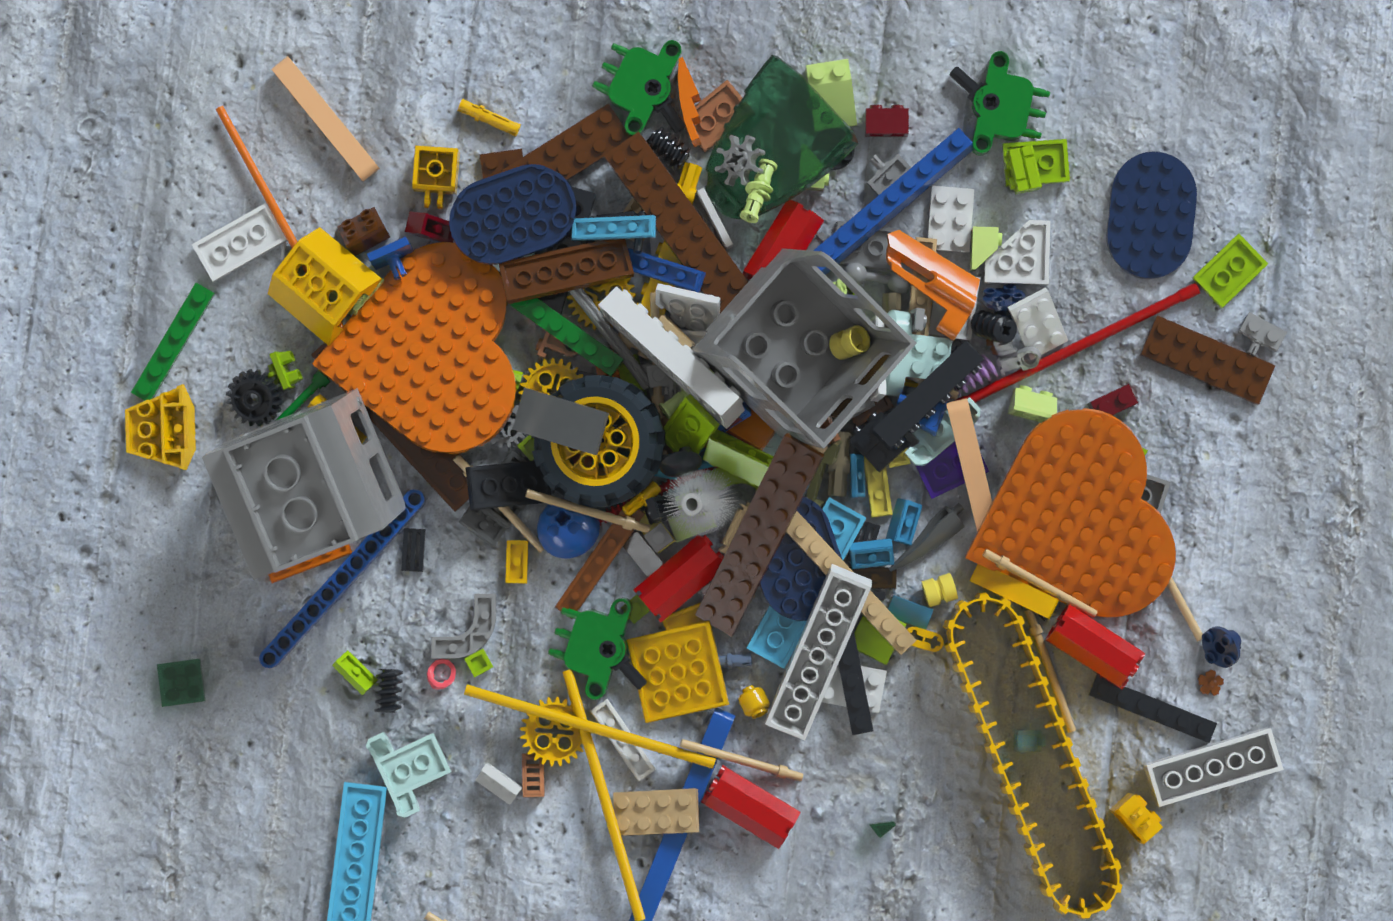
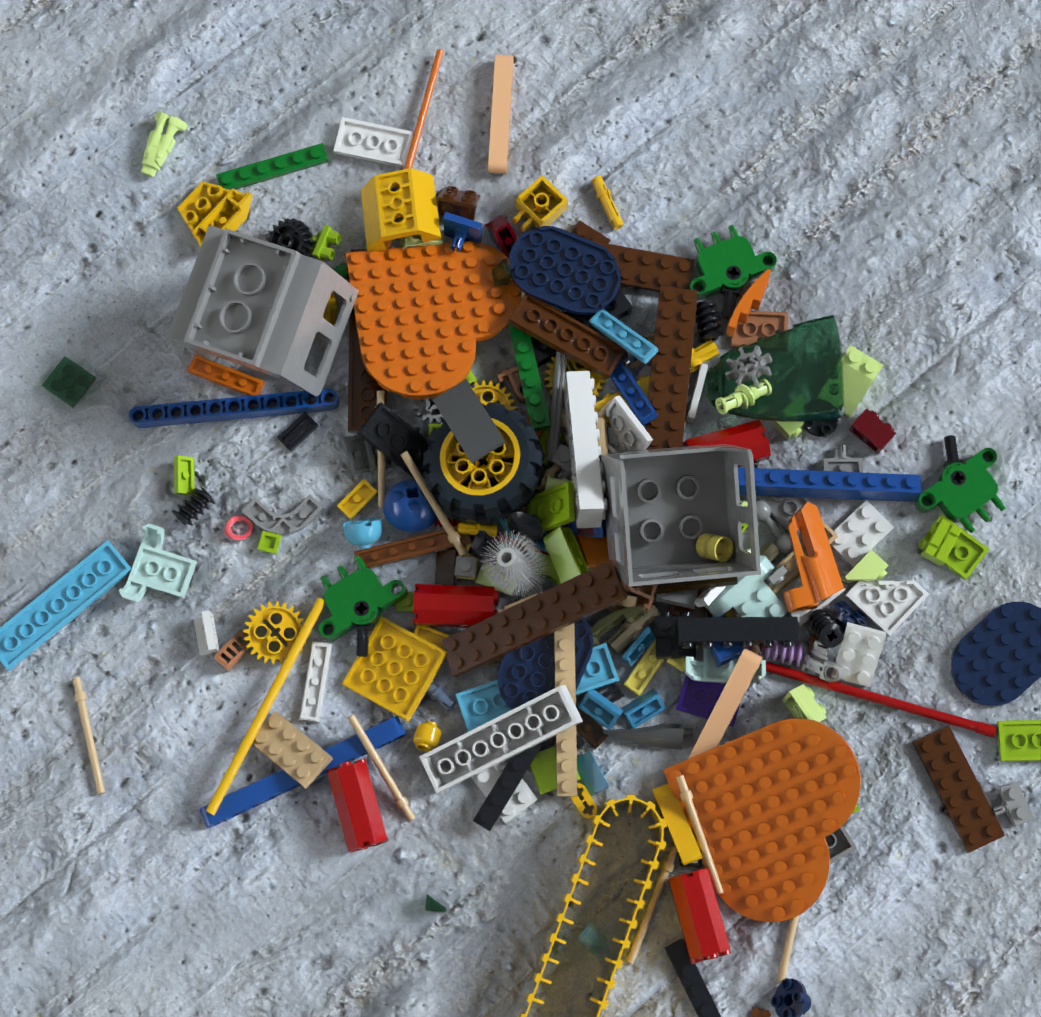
camera: 45 degrees right, 10 degrees down
(56, 412) = (160, 145): none -> yellowish green piece
(460, 264) = (501, 273): none -> slope
(548, 584) = (363, 531): none -> medium azure cylinder
(589, 726) = (301, 650): yellow piece -> none
(939, 590) = (624, 776): light yellow wheel -> none
(1115, 401) = (868, 757): dark red brick -> none

